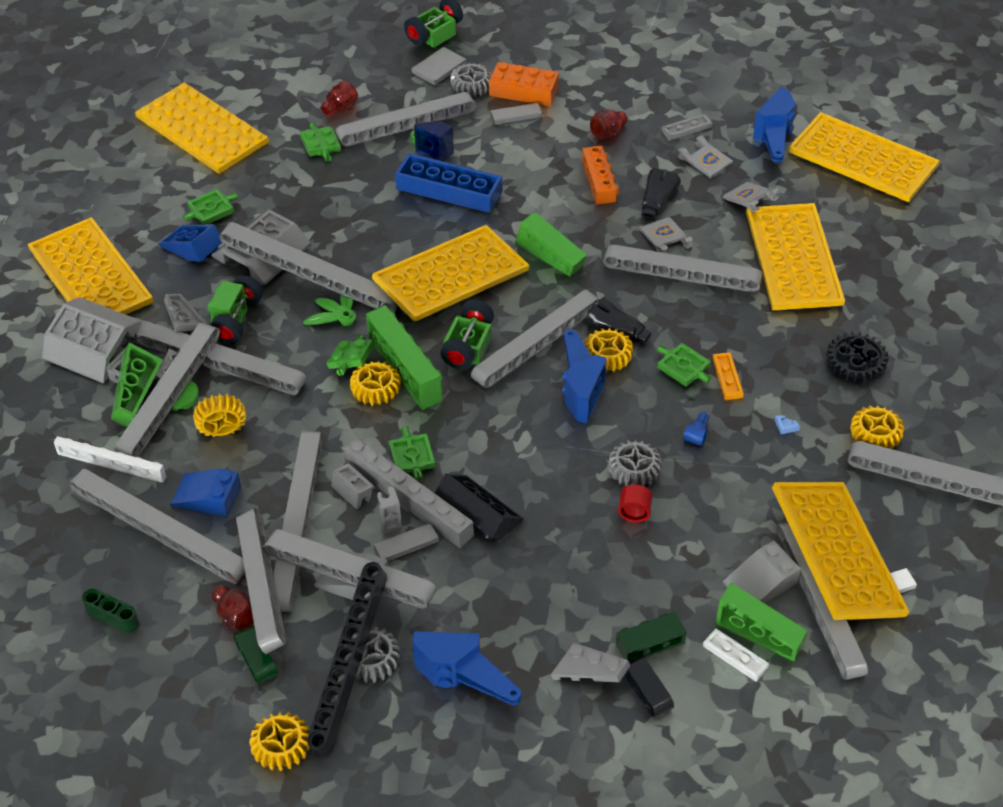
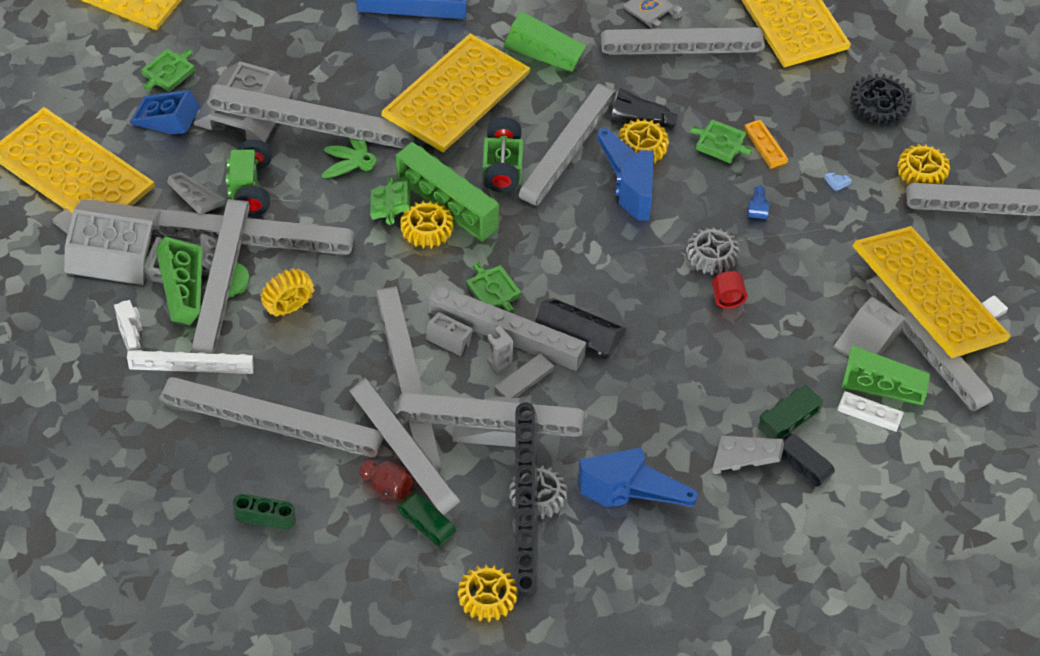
camera: 20 degrees left, 5 degrees up
(68, 414) = (129, 324): none -> white plate
(208, 492) = (305, 372): blue slope -> none

